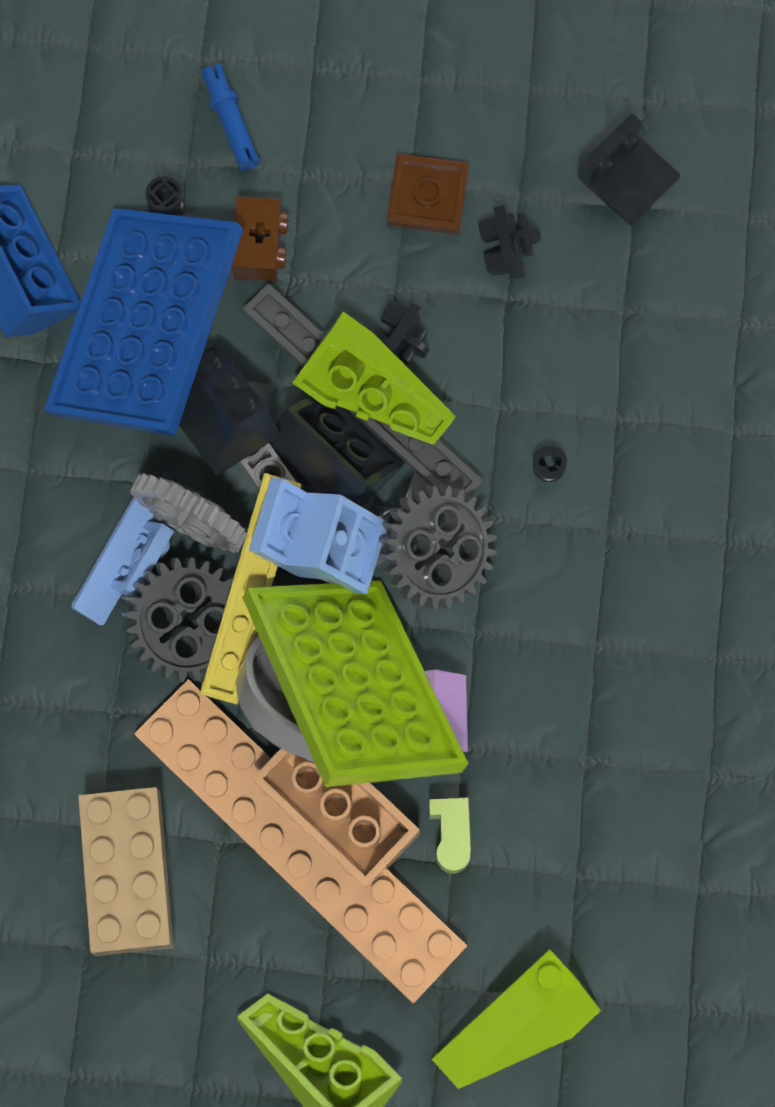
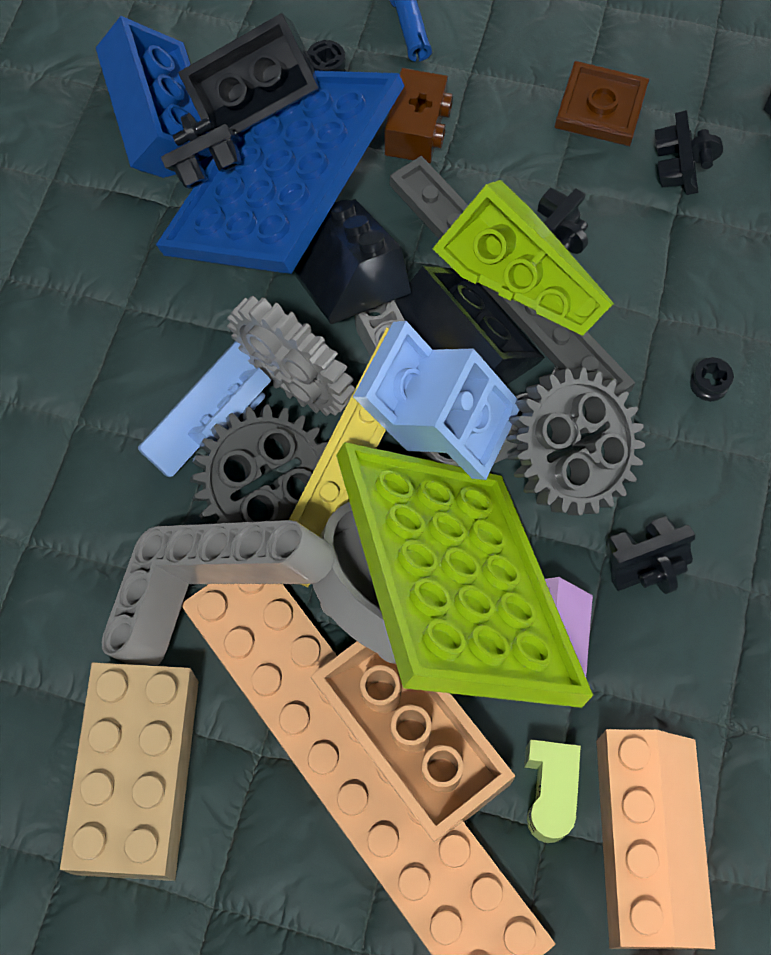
camera: 10 degrees right, 10 degrees down
(58, 329) = (217, 143): none -> black hips
(101, 236) = (251, 76): none -> black slope
(120, 699) = (181, 555): none -> light grey beam
(512, 637) = (653, 560): none -> black hips
(534, 858) = (653, 841): none -> light nougat slope

